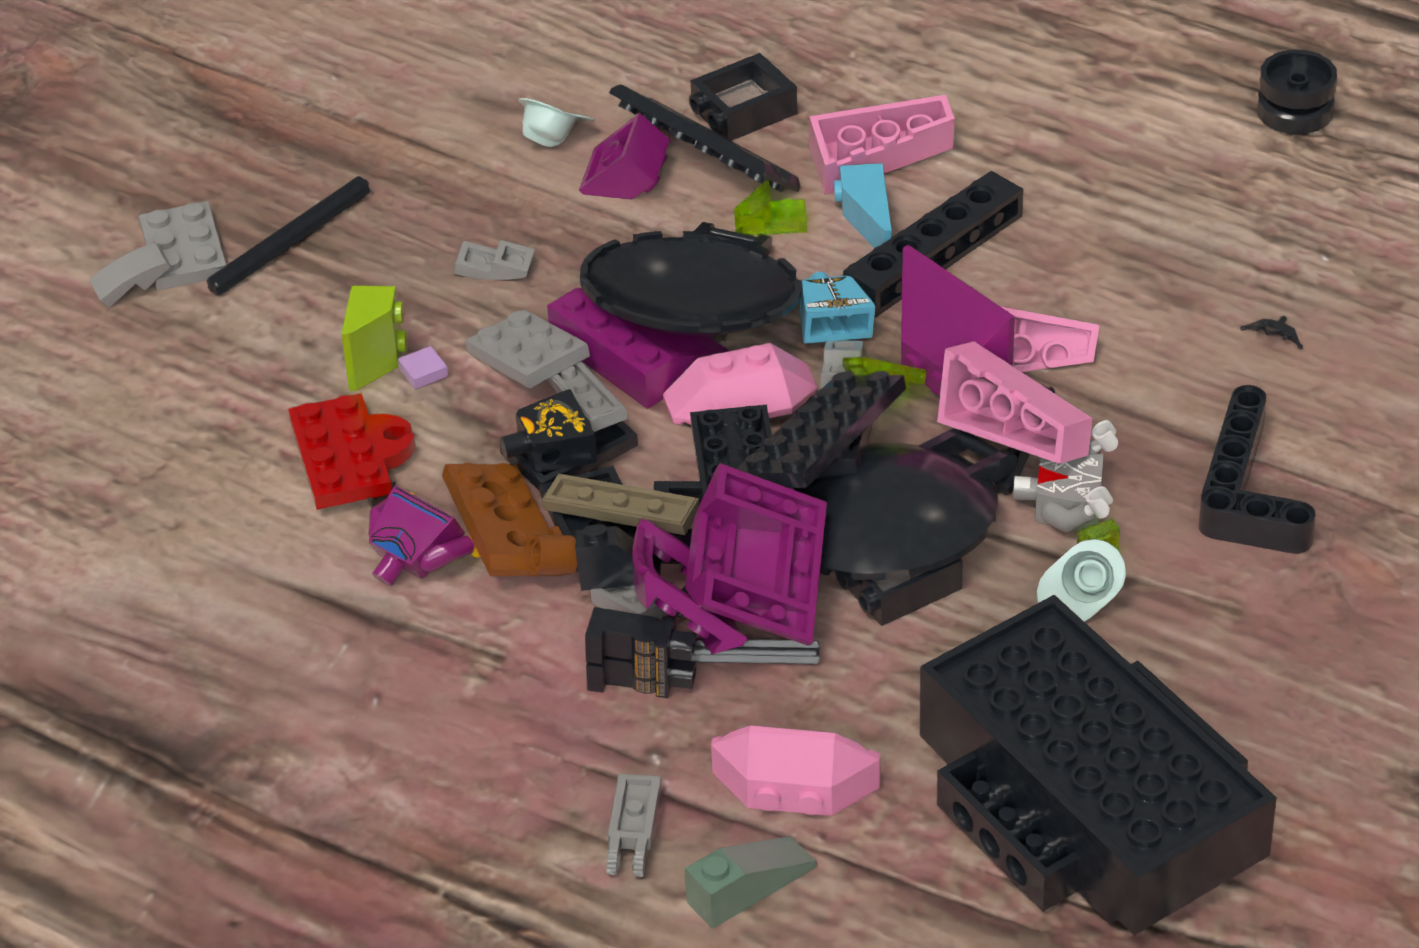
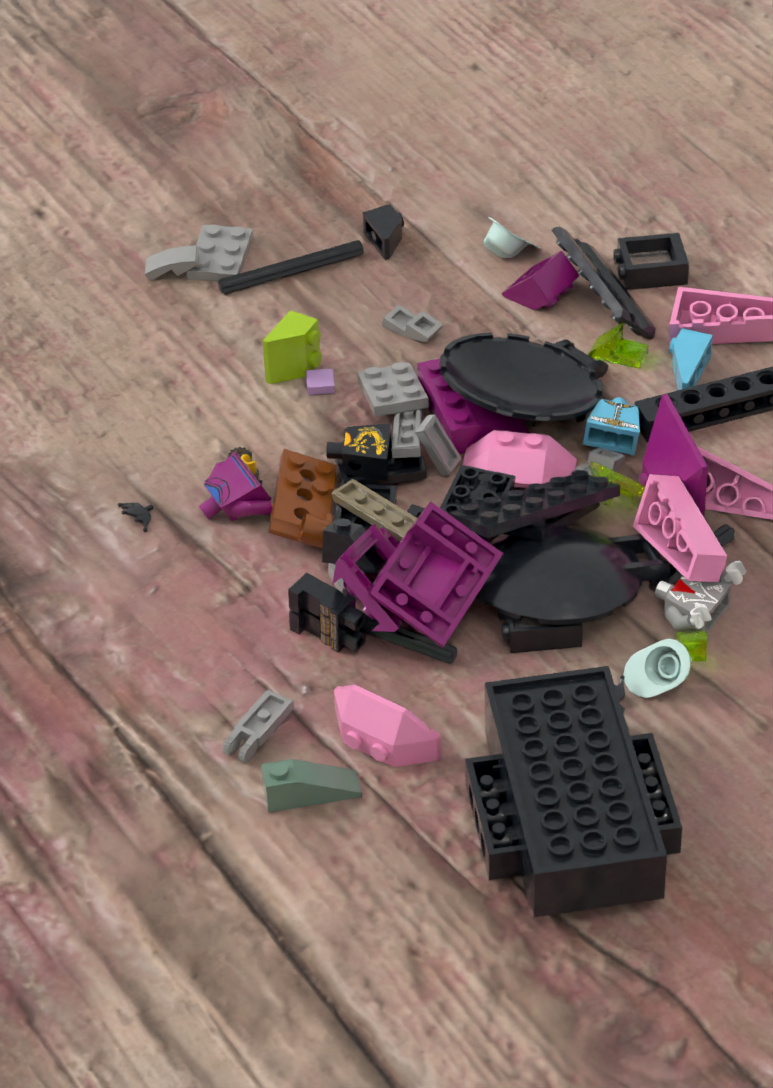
camera: 25 degrees right, 0 degrees up
(292, 606) = (138, 511): none -> black piece
(348, 449) = (235, 419): red plate -> none
(380, 153) = (383, 229): none -> black slope
(637, 398) = (438, 445): none -> light grey tile

